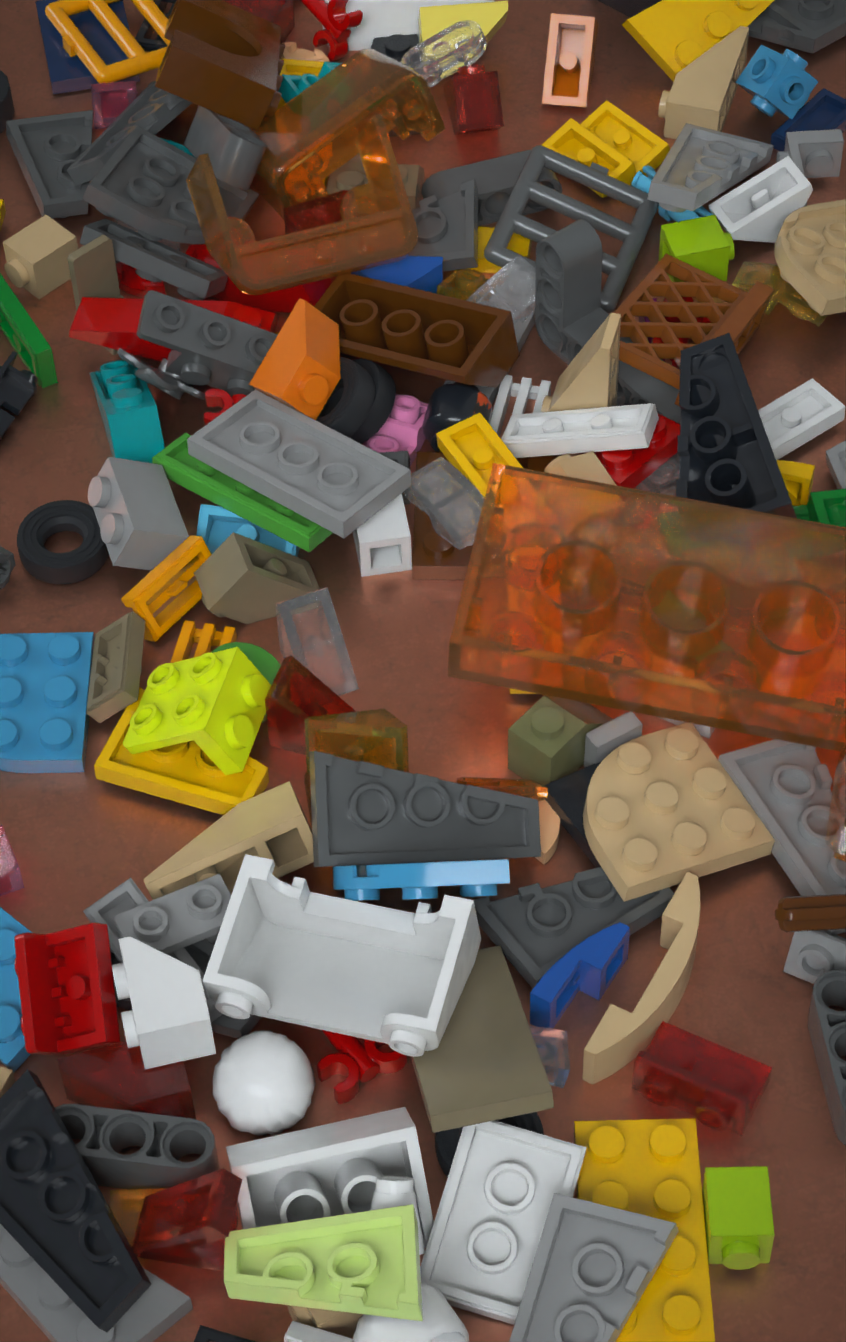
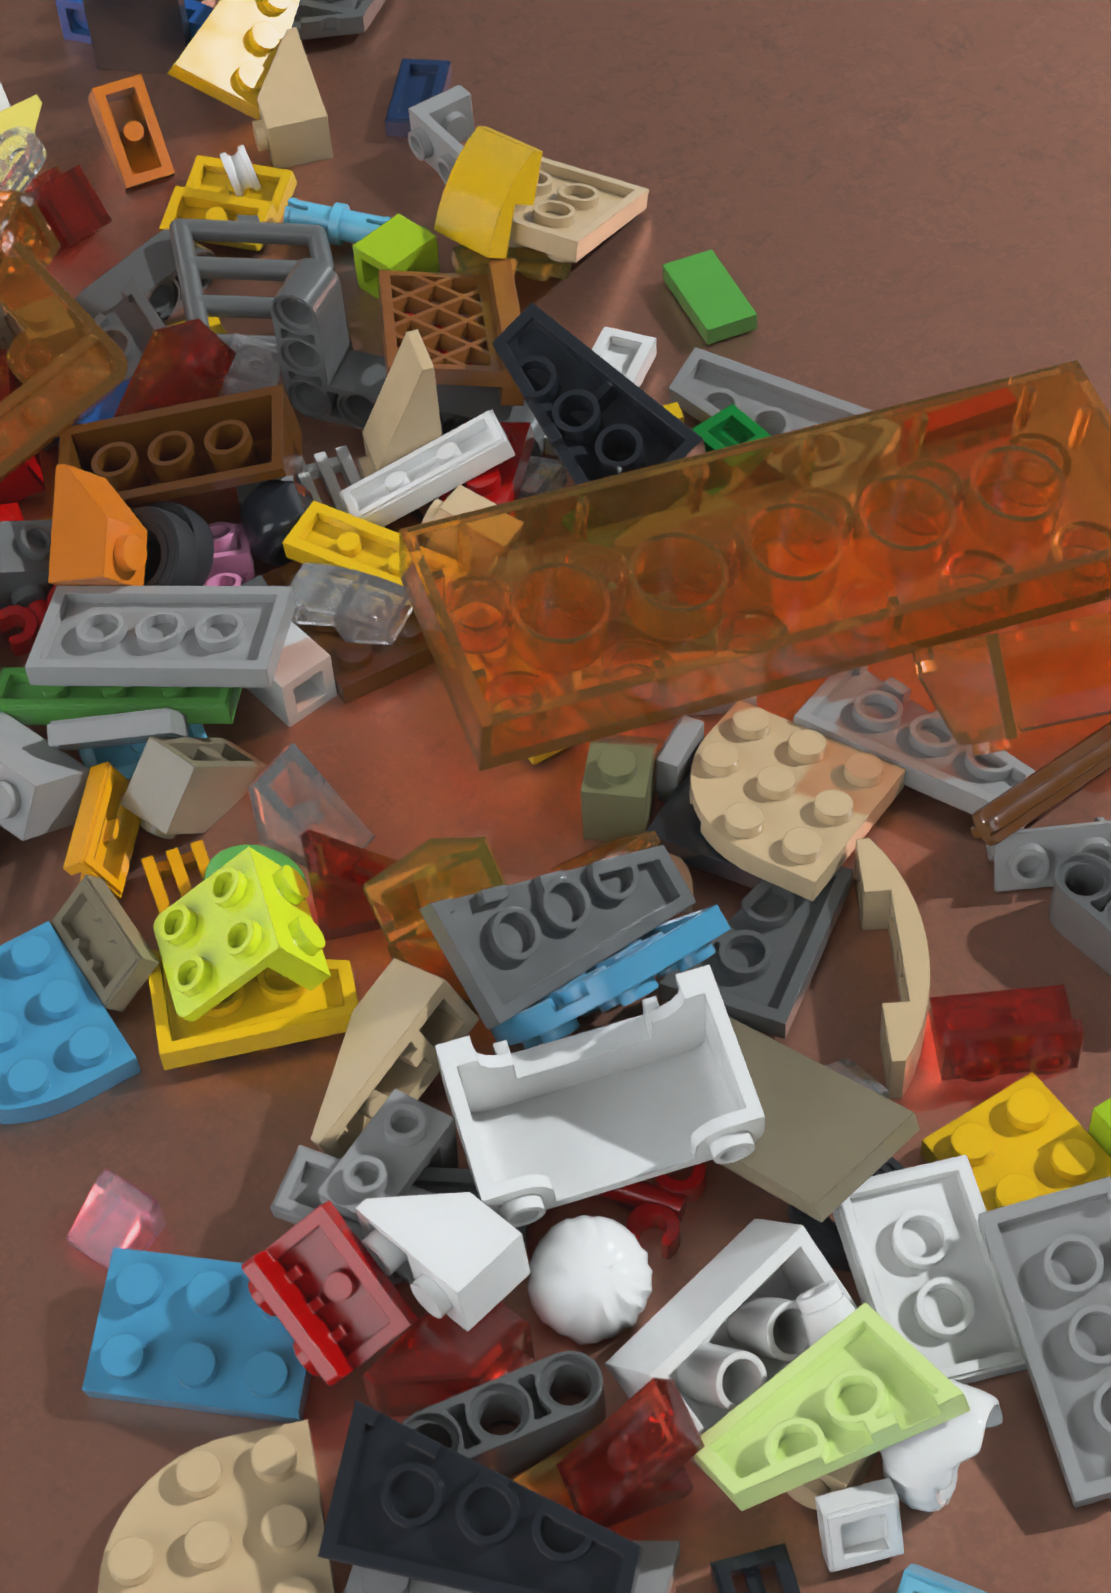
camera: 30 degrees left, 0 degrees up
(223, 516) = (116, 729): none -> light grey tile
(452, 266) = (178, 368): none -> clear red slope
(585, 968) = (822, 990): blue slope -> none
(624, 127) = (240, 171): none -> white bush
(704, 166) = (350, 175): light grey wing -> none
(763, 203) = (424, 181): white slope -> none
(777, 81) = (360, 67): dark azure brick -> none
(788, 221) = (484, 188): none -> yellow slope

